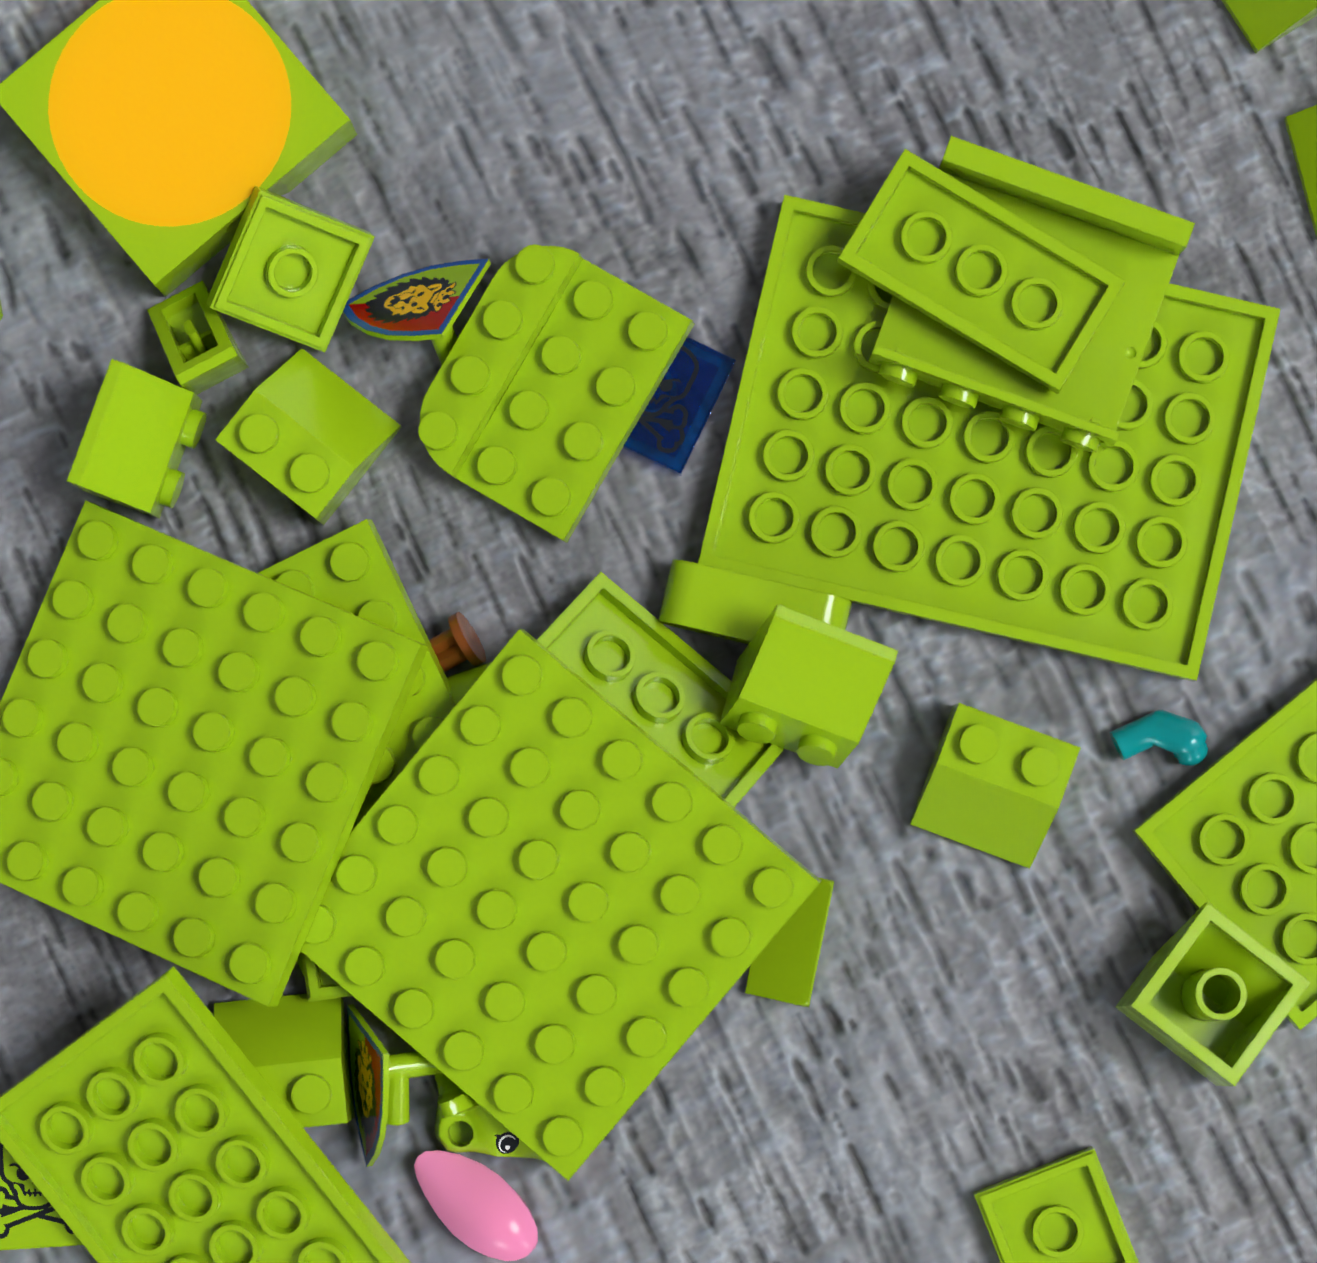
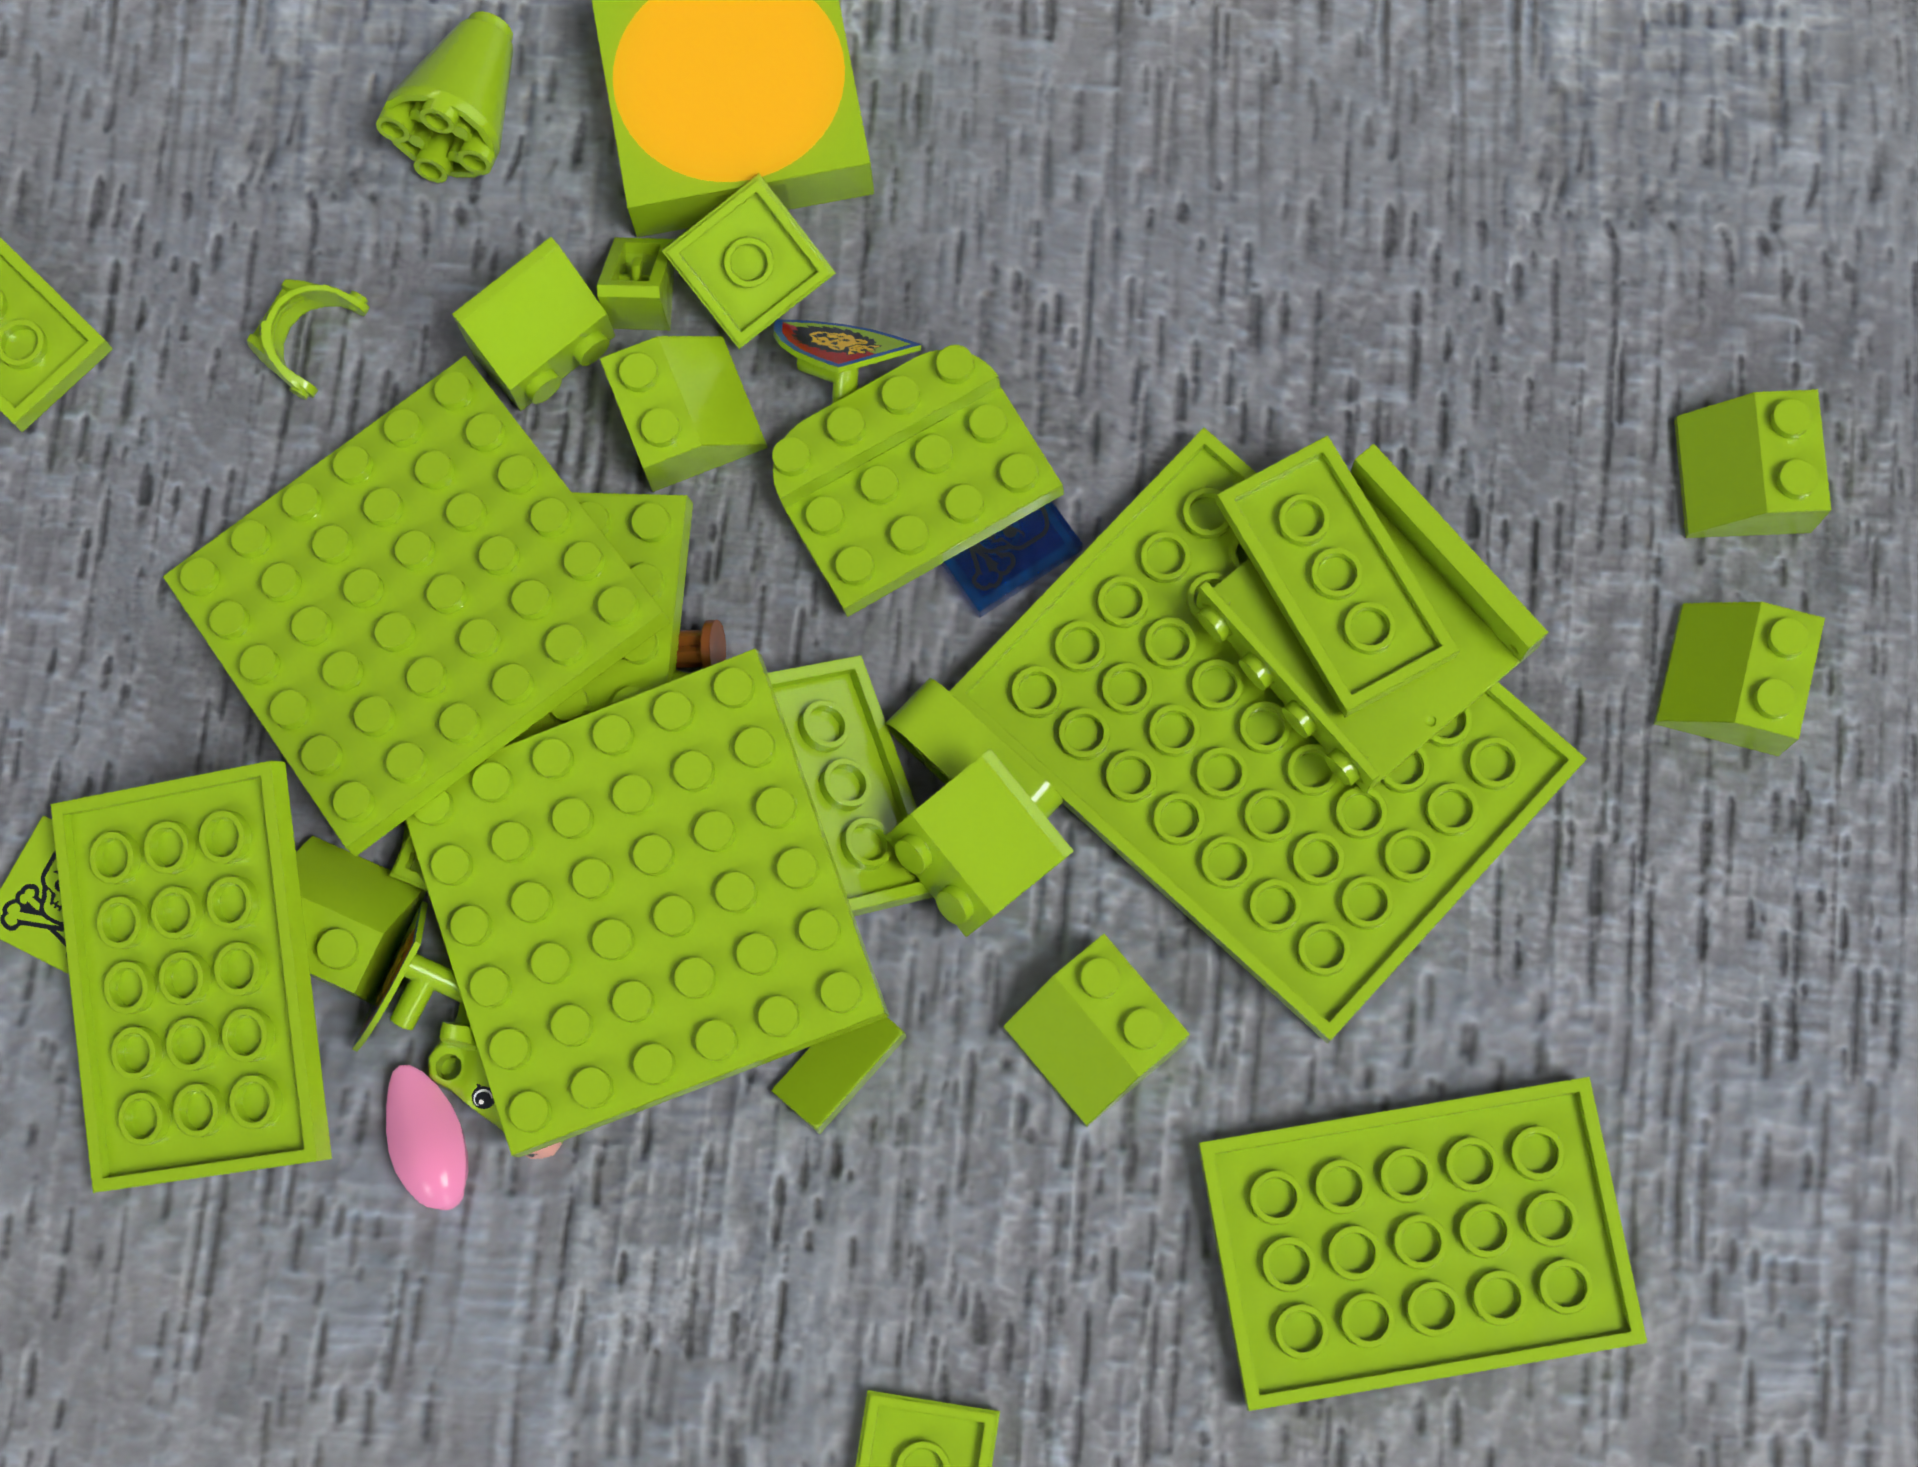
camera: 30 degrees right, 10 degrees down
(1162, 729) = (1277, 1071): teal arm -> none
(1213, 996) = (1186, 1330): lime slope -> none

